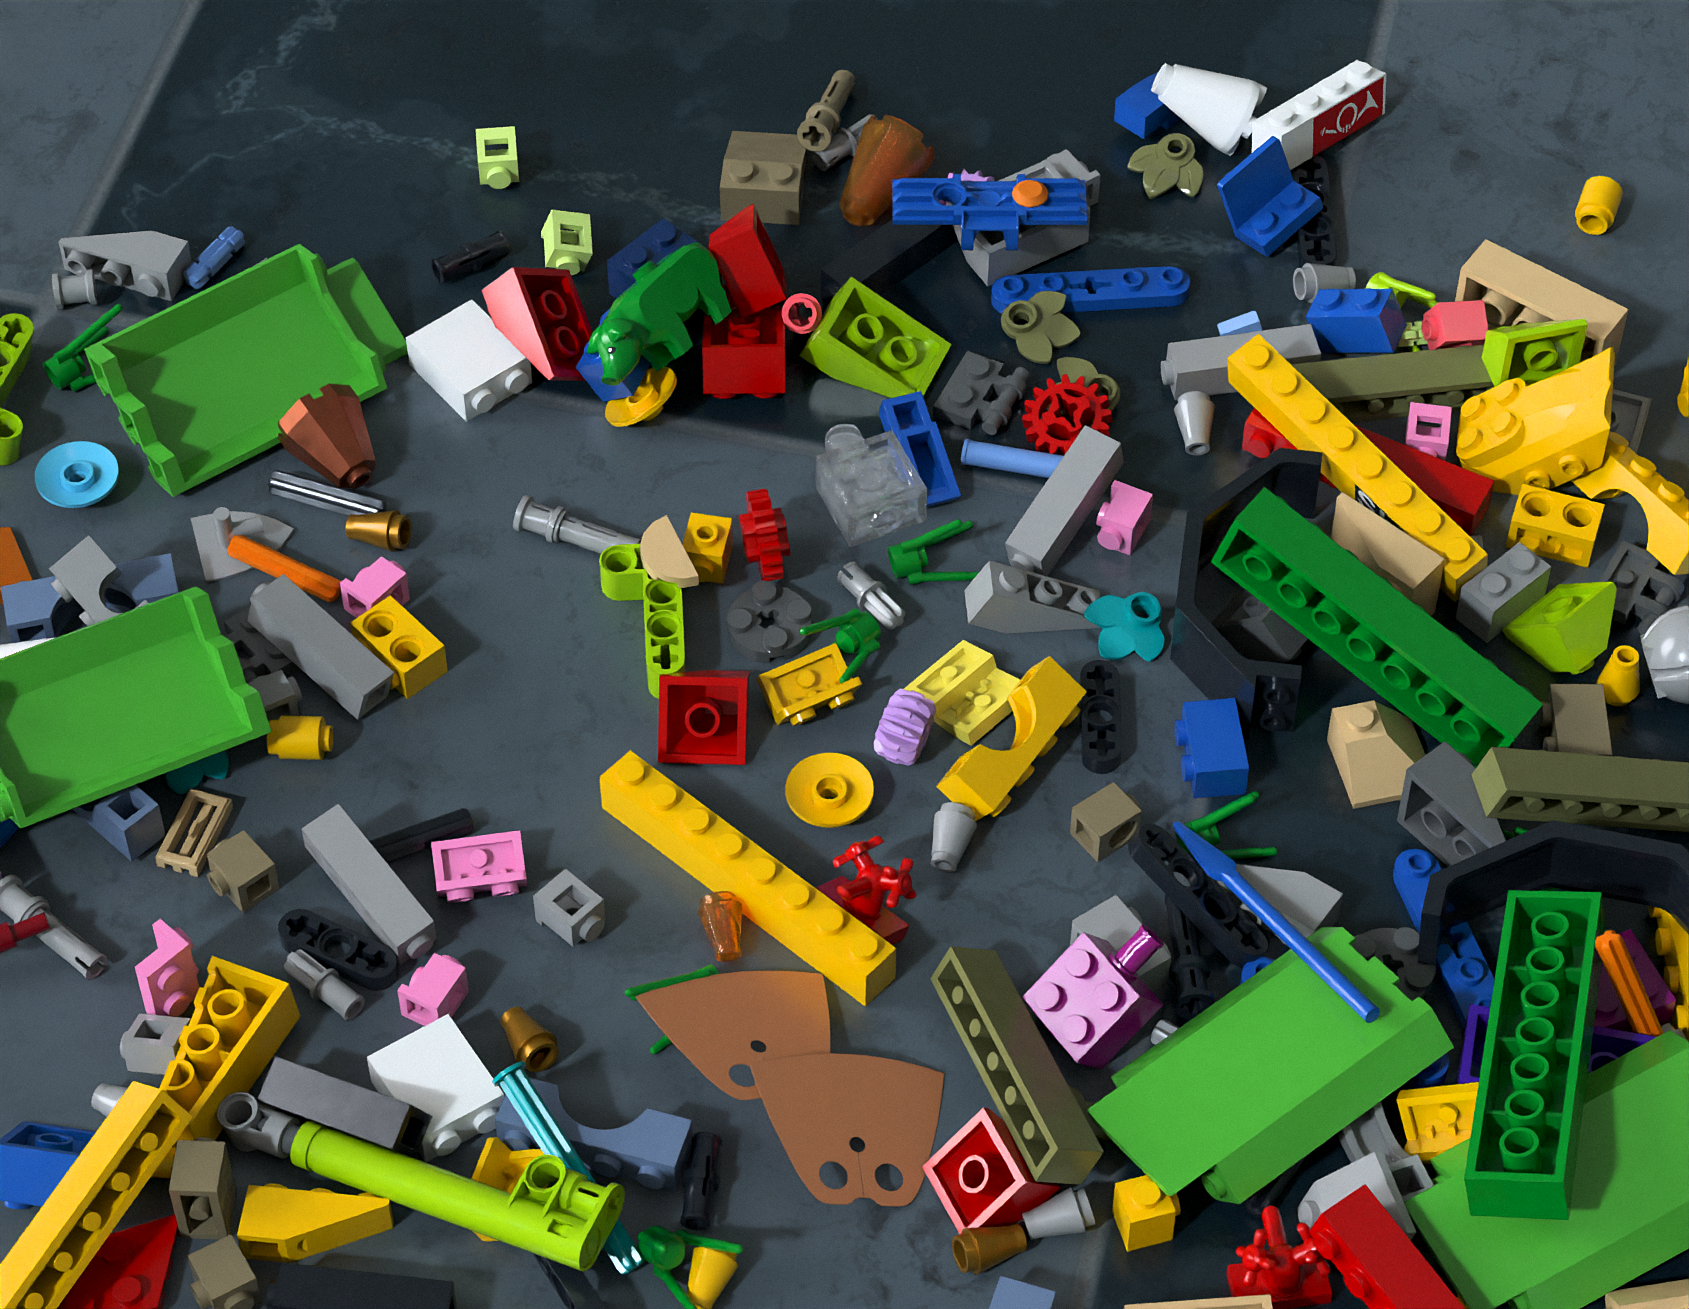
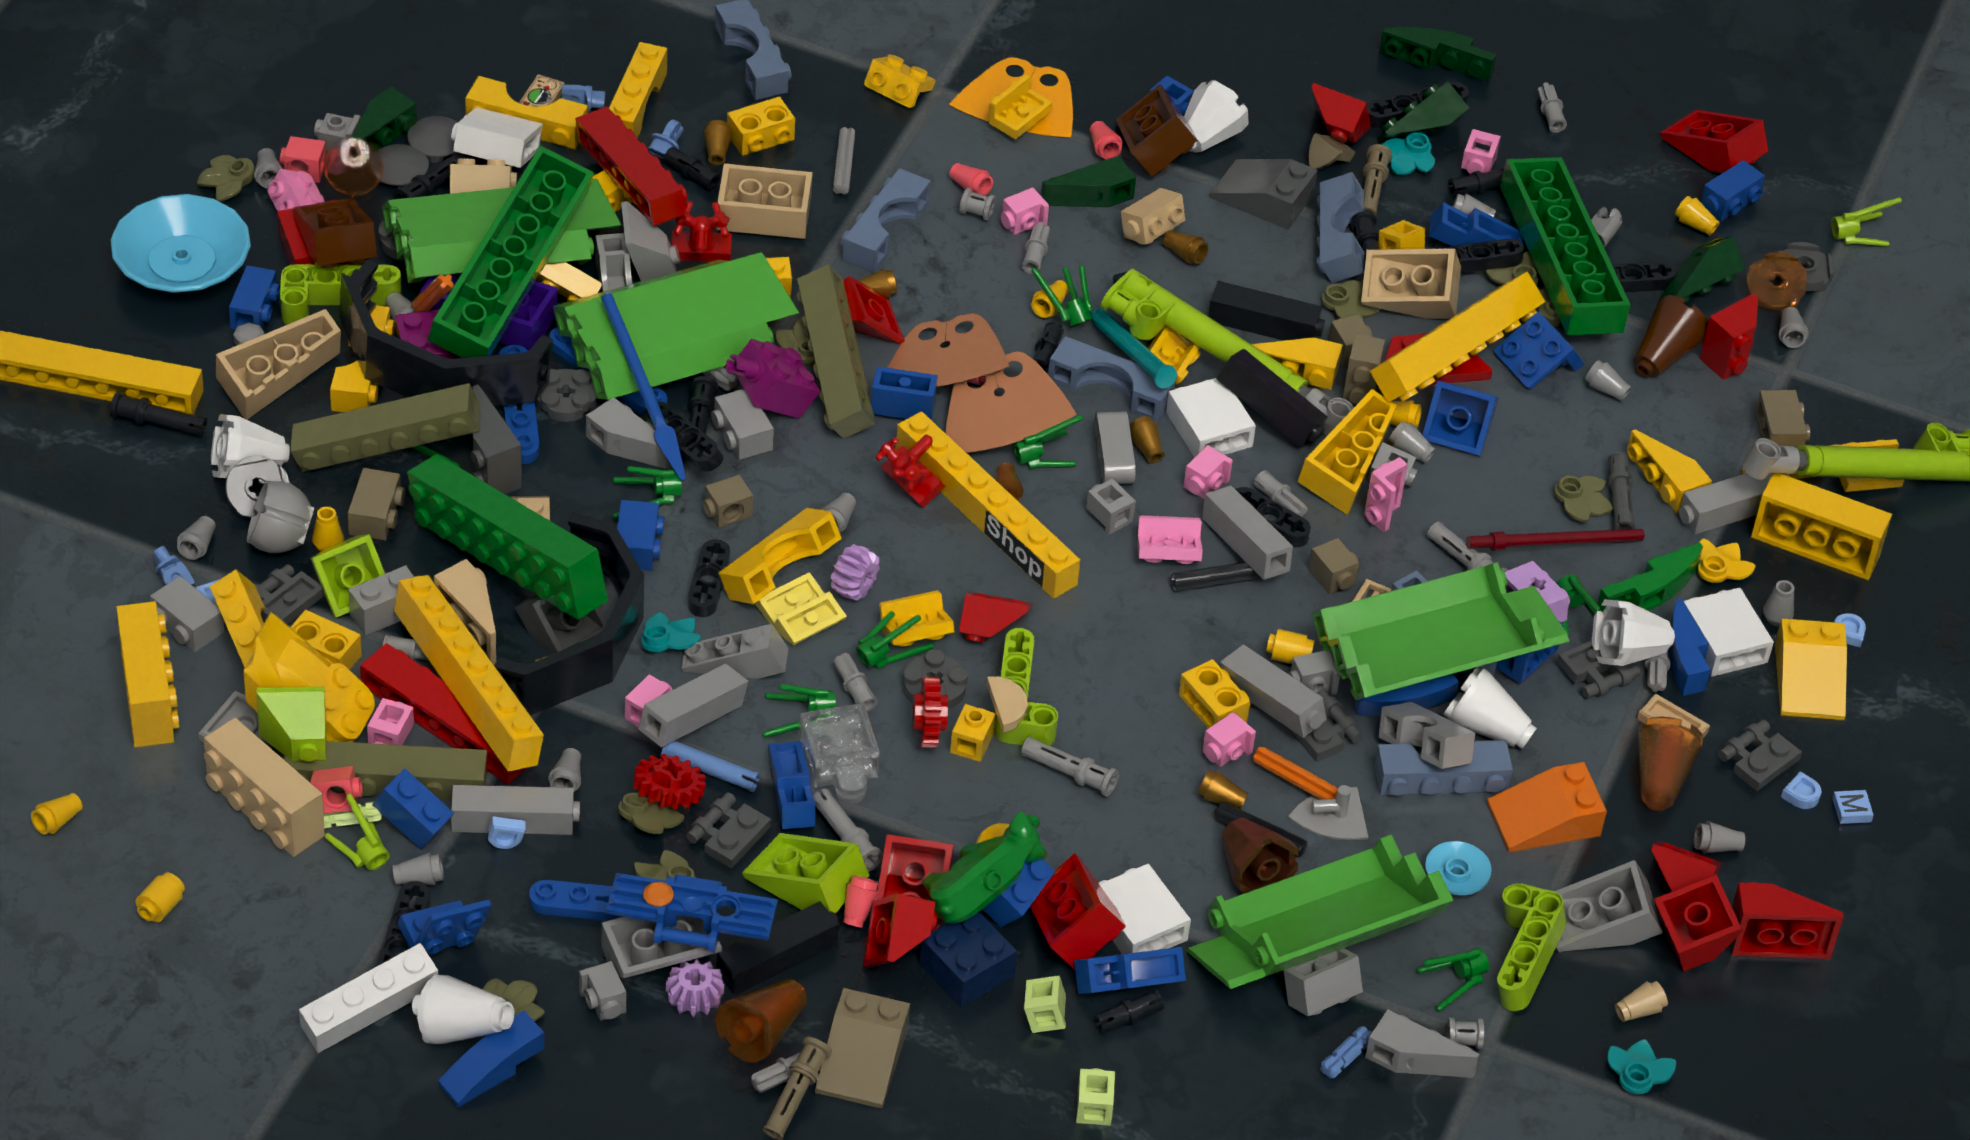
camera: 175 degrees left, 5 degrees down
(464, 285) = (1130, 970): none -> blue slope
(575, 1013) = (1114, 447): none -> light grey beam
(828, 396) = (846, 828): none -> light grey pin
(828, 776) = (917, 550): yellow dish -> none
(900, 1025) = (903, 393): none -> blue brick

